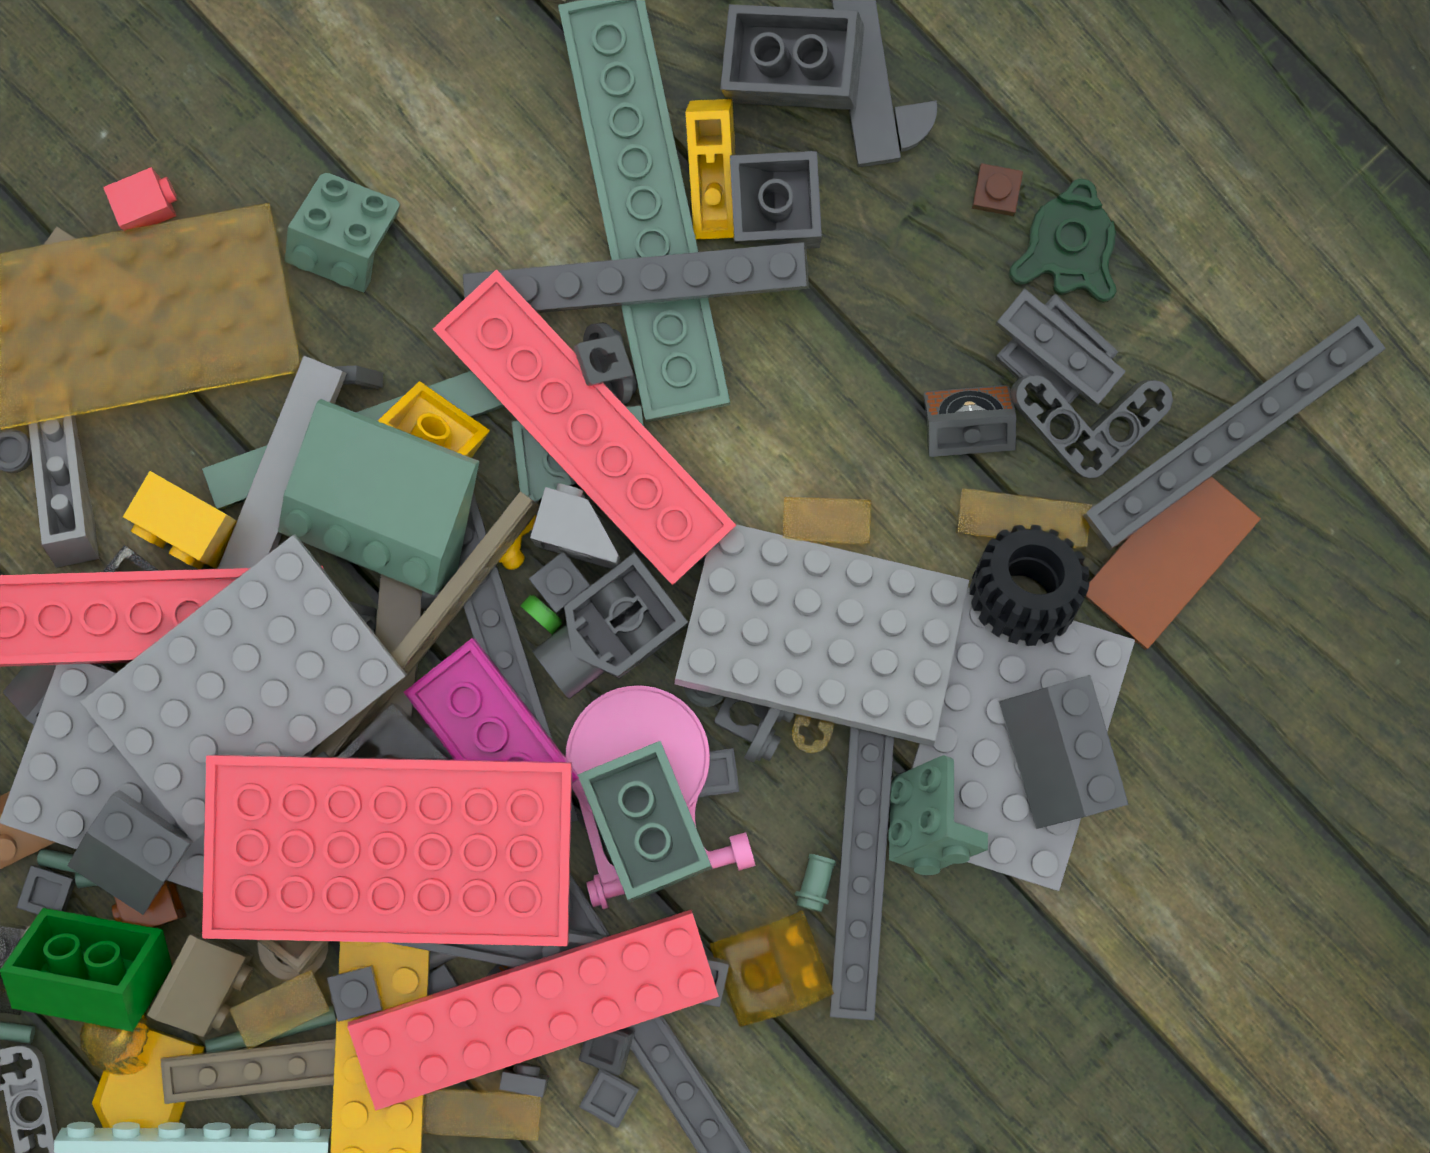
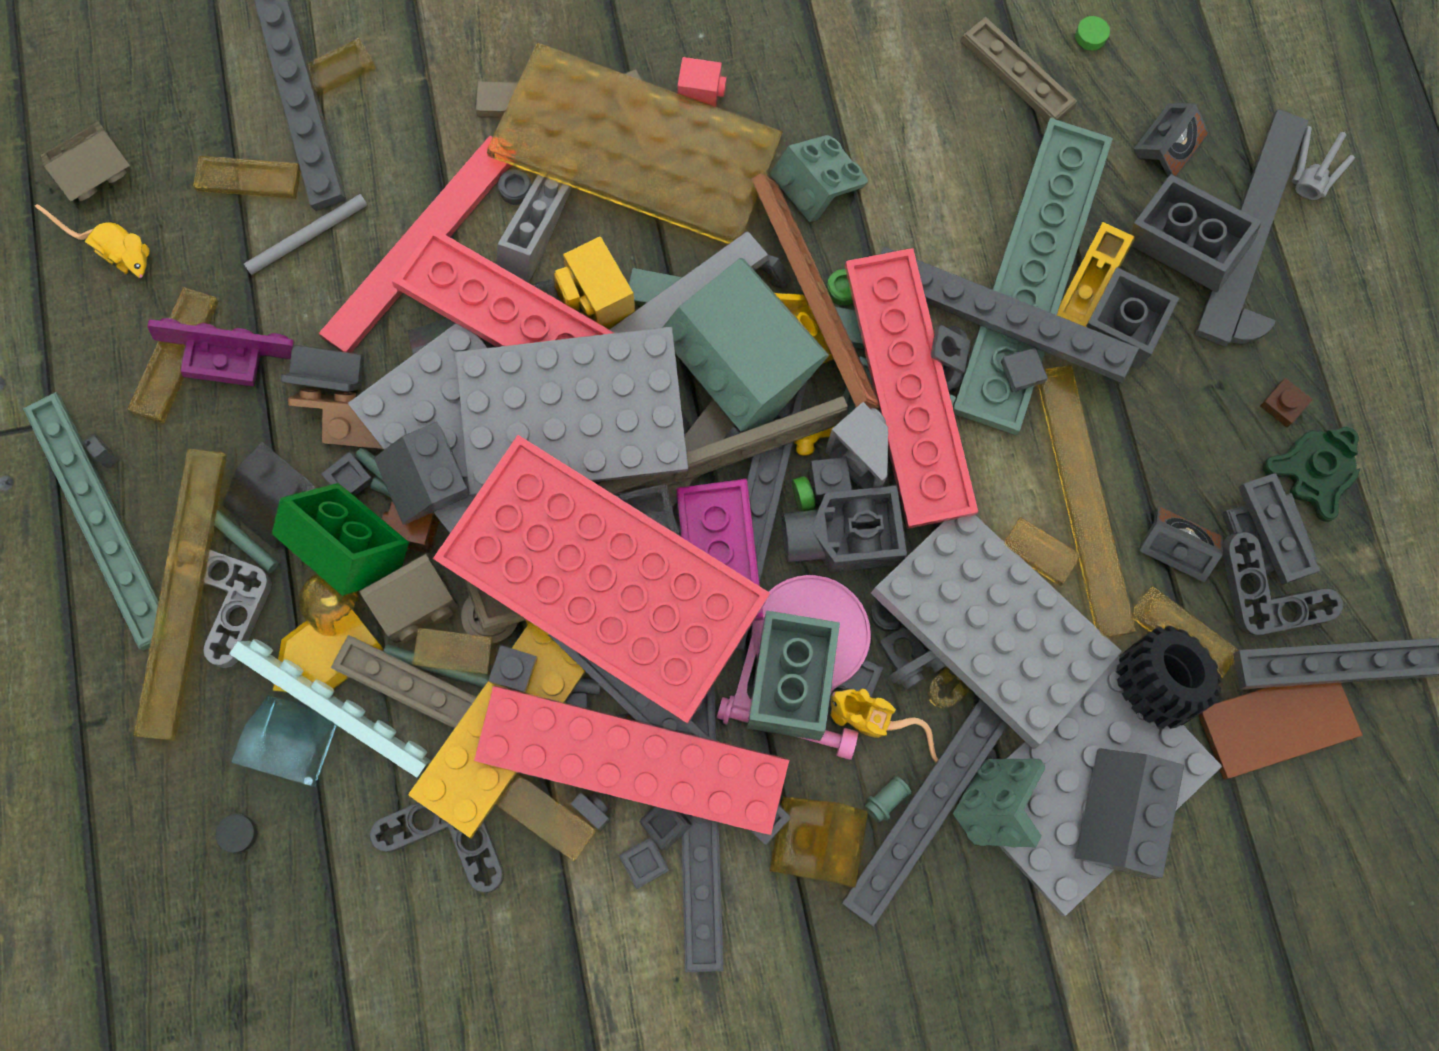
camera: 25 degrees right, 10 degrees down
(152, 552) = (566, 288): none -> yellow tile
(419, 379) = (815, 292): none -> nougat tile
(439, 353) = (839, 288): none -> bright green tile
(696, 331) = (1024, 369): none -> dark grey tile
(751, 808) = (871, 715): none -> yellow animal
(841, 434) = (1085, 503): none -> clear yellow tile

